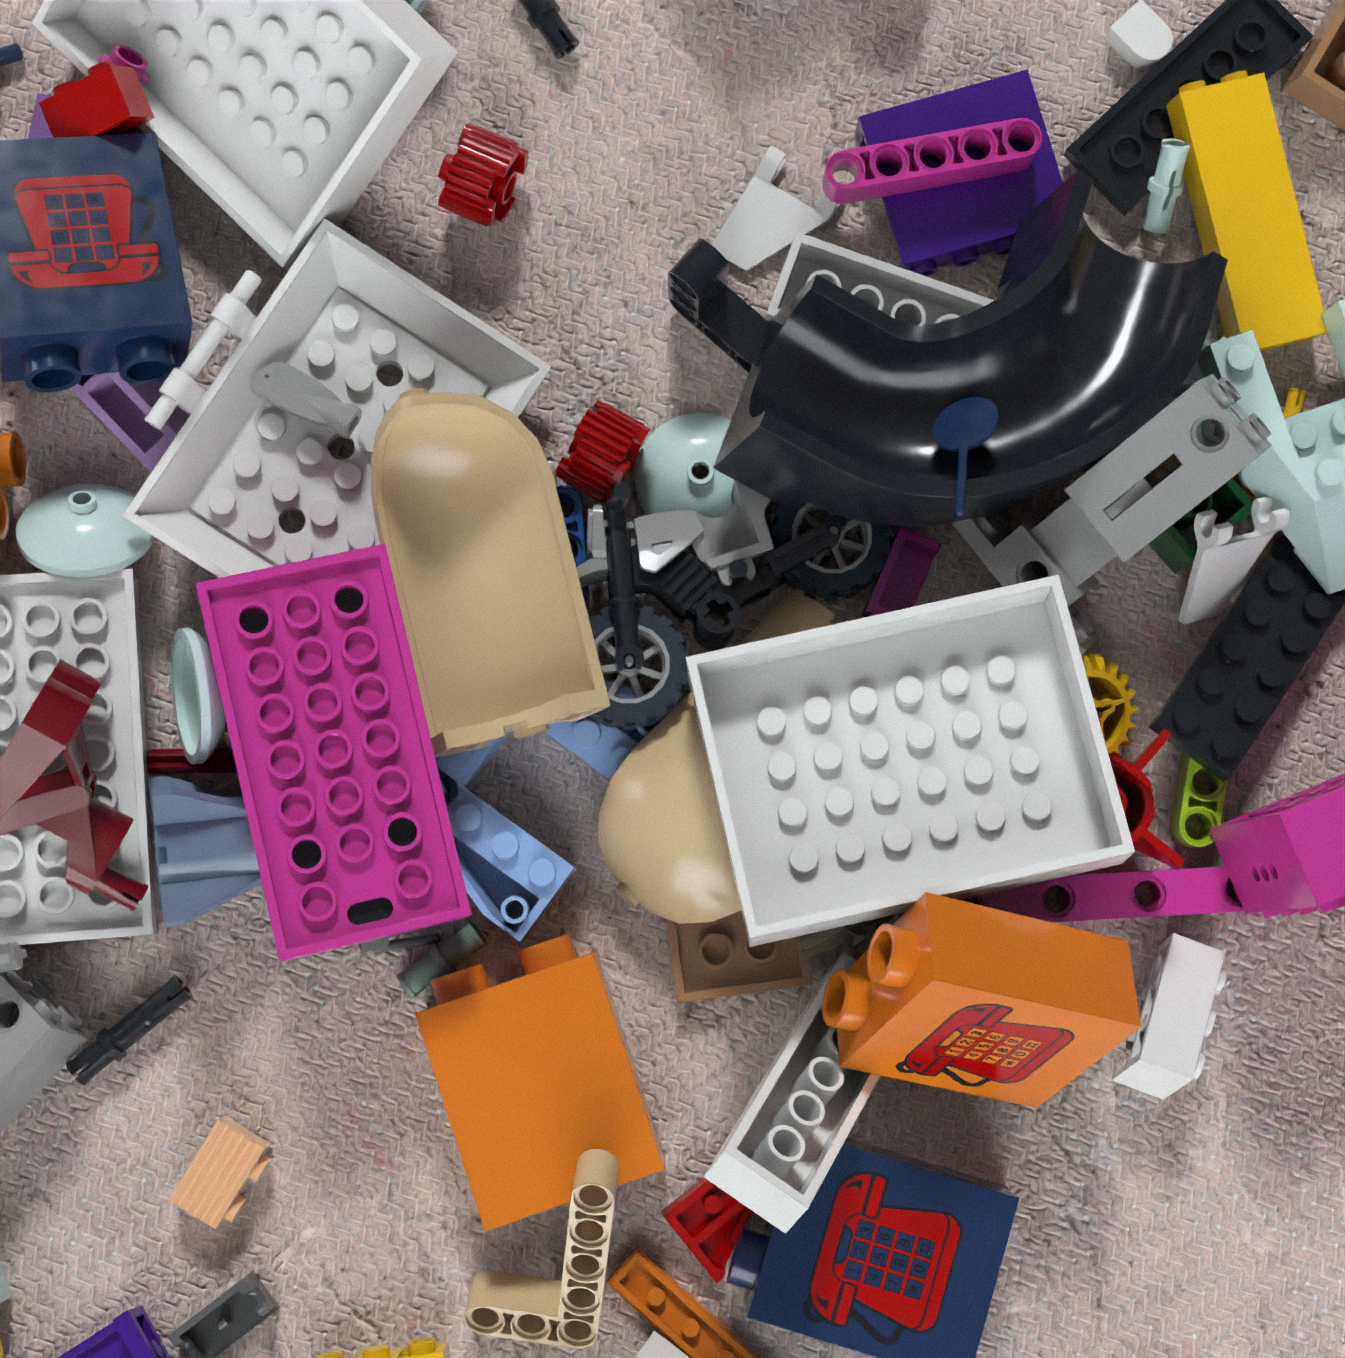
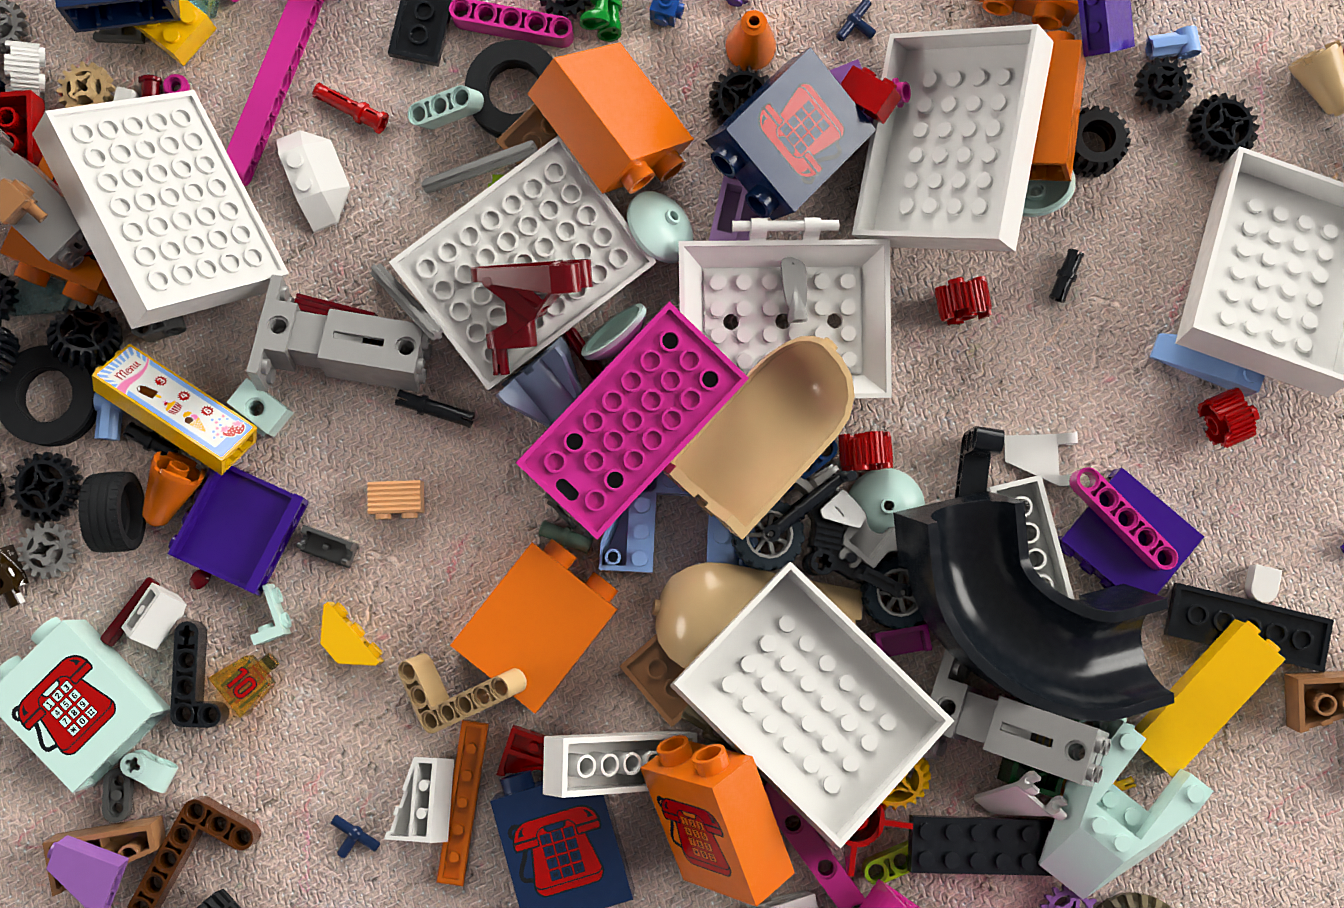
camera: 55 degrees right, 0 degrees up
(962, 428) = (995, 623): dark blue piece -> none
(1165, 185) = (1192, 646): light aqua pin -> none

